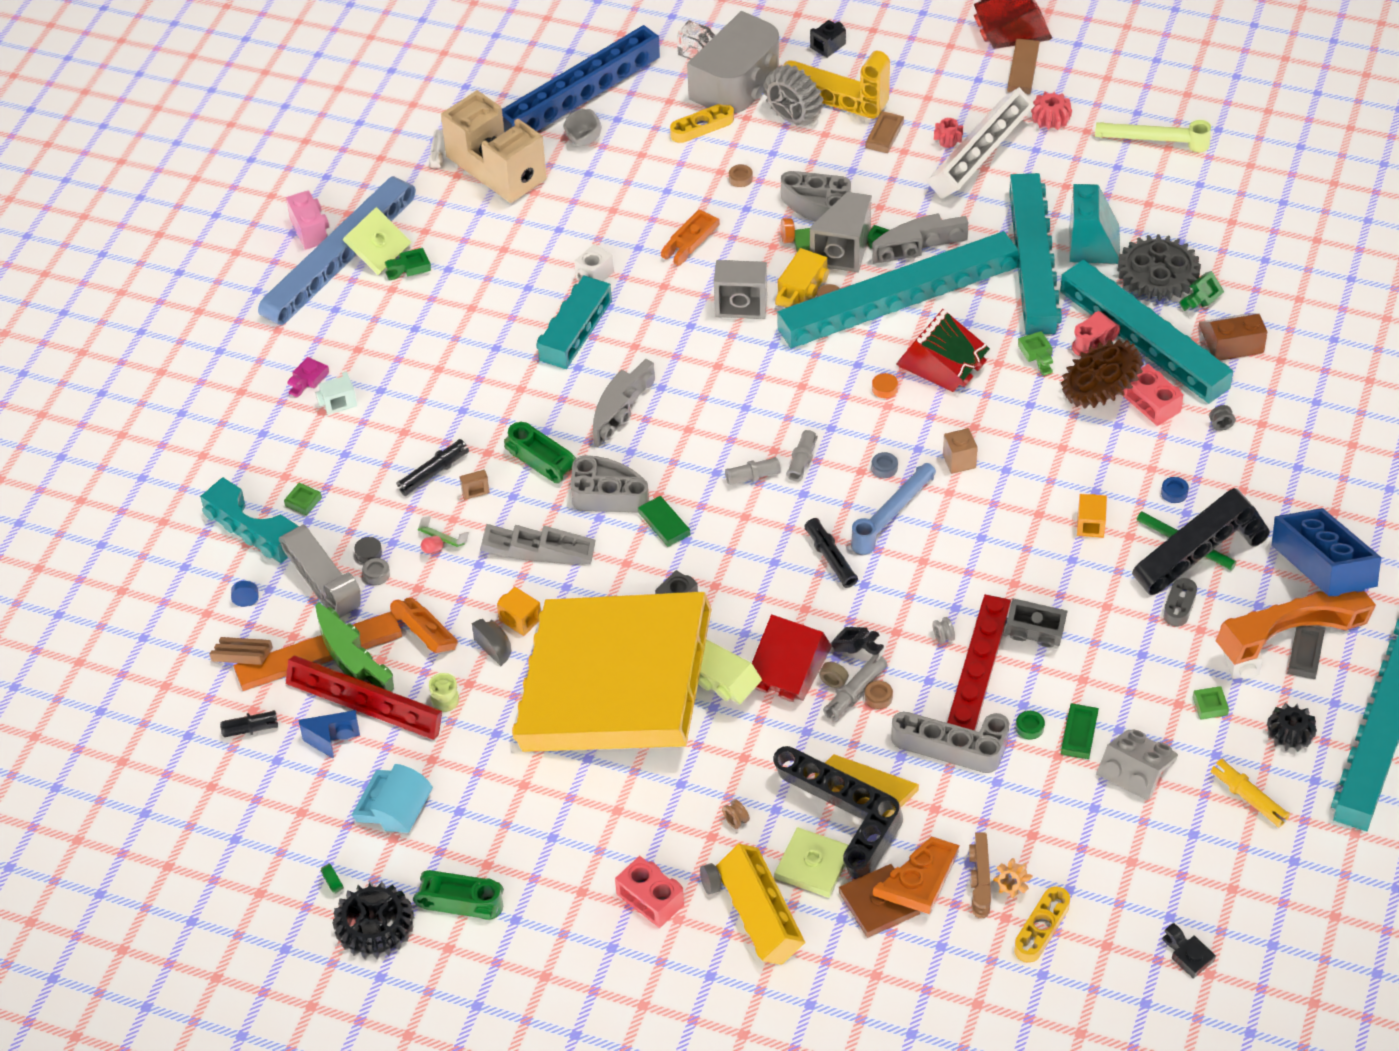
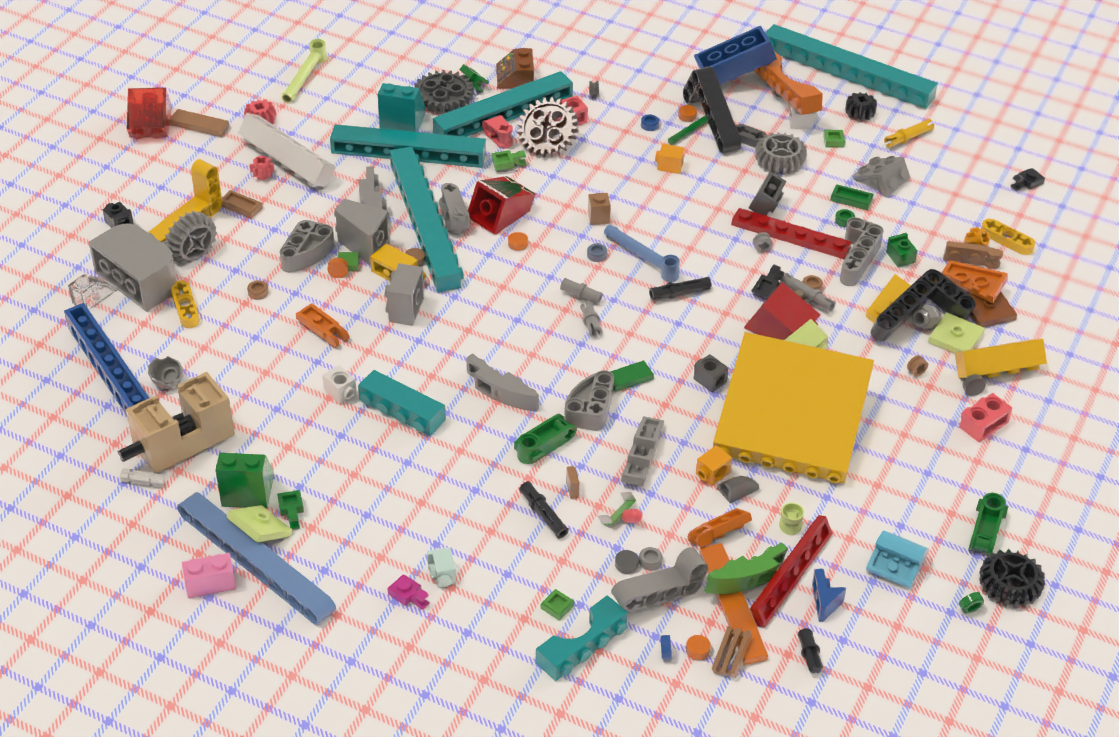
camera: 85 degrees left, 5 degrees down
(252, 624) = (698, 647): none -> orange tile
(432, 213) = (244, 479): none -> green slope
(834, 821) = (926, 316): none -> light grey rock
(917, 311) = (454, 209): none -> light grey piece
(968, 789) = (901, 250): none -> green brick
(1147, 645) = (781, 153): none -> light grey gear

